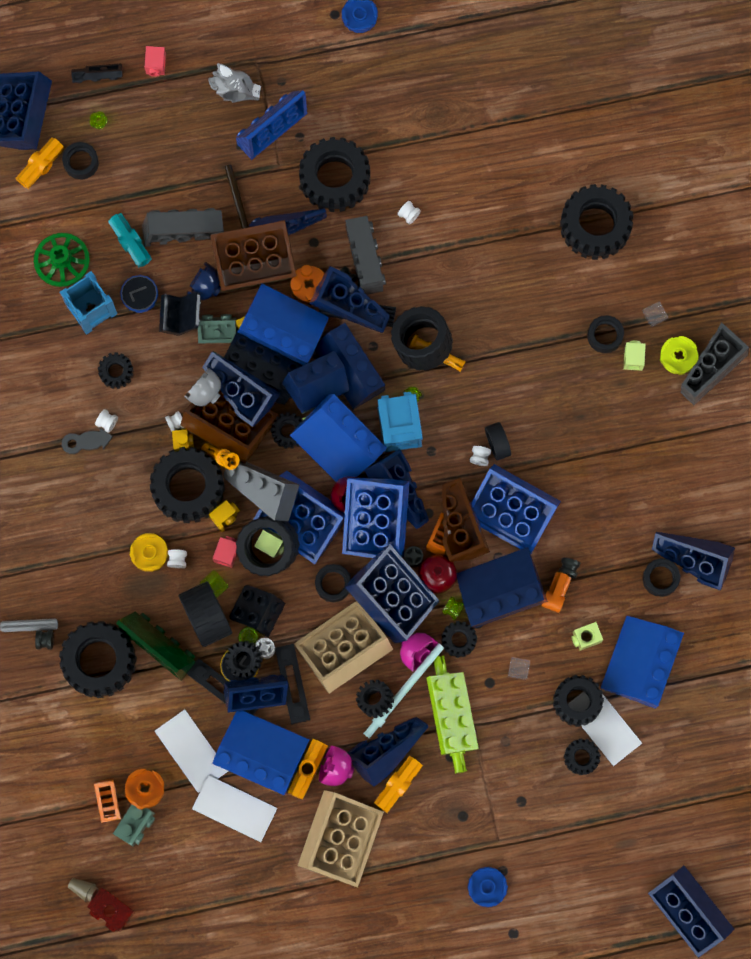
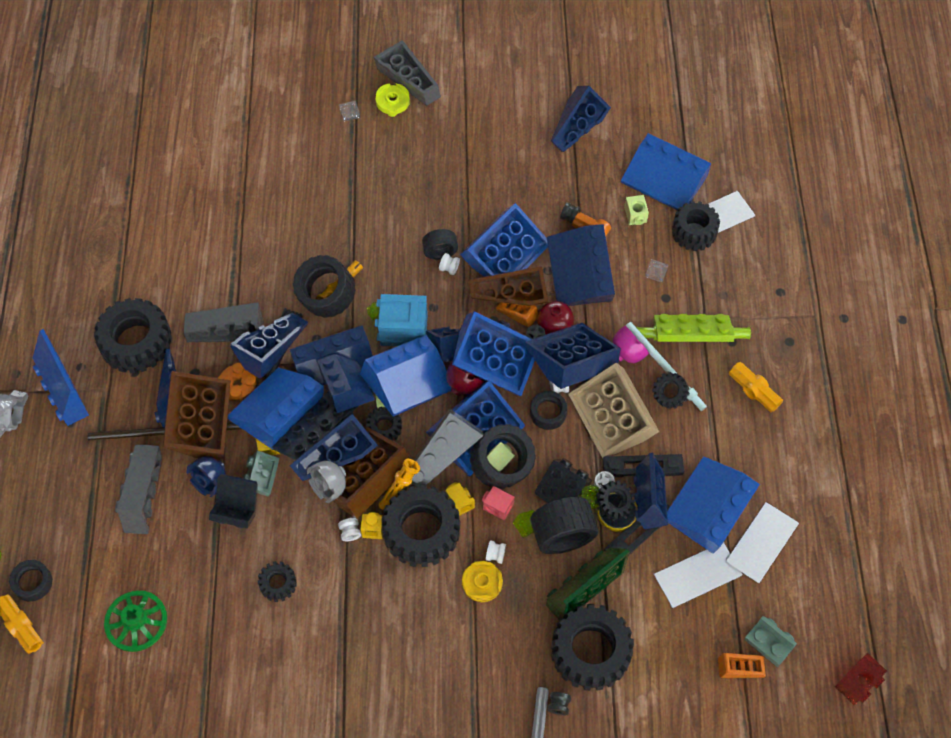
camera: 80 degrees left, 15 degrees down
(83, 294) = (189, 583): dark azure container -> none
(83, 889) = (836, 705): dark tan cone -> none
(87, 441) = (346, 626): dark grey brick -> none
(106, 420) = (330, 599): white wheel -> none
(129, 240) = (137, 543): teal piece -> none
(139, 294) = (199, 545): black tile -> none
(144, 799) = (736, 634): orange plate -> none
(313, 757) = (719, 454): light orange piece -> none
(336, 767) = (734, 437): dark pink cylinder -> none
(340, 838) = (803, 447): tan slope -> none
(381, 756) = (724, 395): dark blue wedge -> none
(409, 212) = (192, 281): white wheel -> none
(453, 608) = (592, 311): clear neon green wheel -> none
(464, 628) = (625, 303): black tyre -> none
(487, 887) = (858, 331): blue tile -> none
(570, 757) = (749, 226): black tyre -> none
(601, 199) = (246, 116): black tyre -> none
(610, 321) = (358, 159): black tyre -> none
(634, 355) = (384, 130): yellowish green brick -> none
(663, 563) = (595, 136): black tyre -> none
(691, 911) = (893, 177): dark blue slope -> none

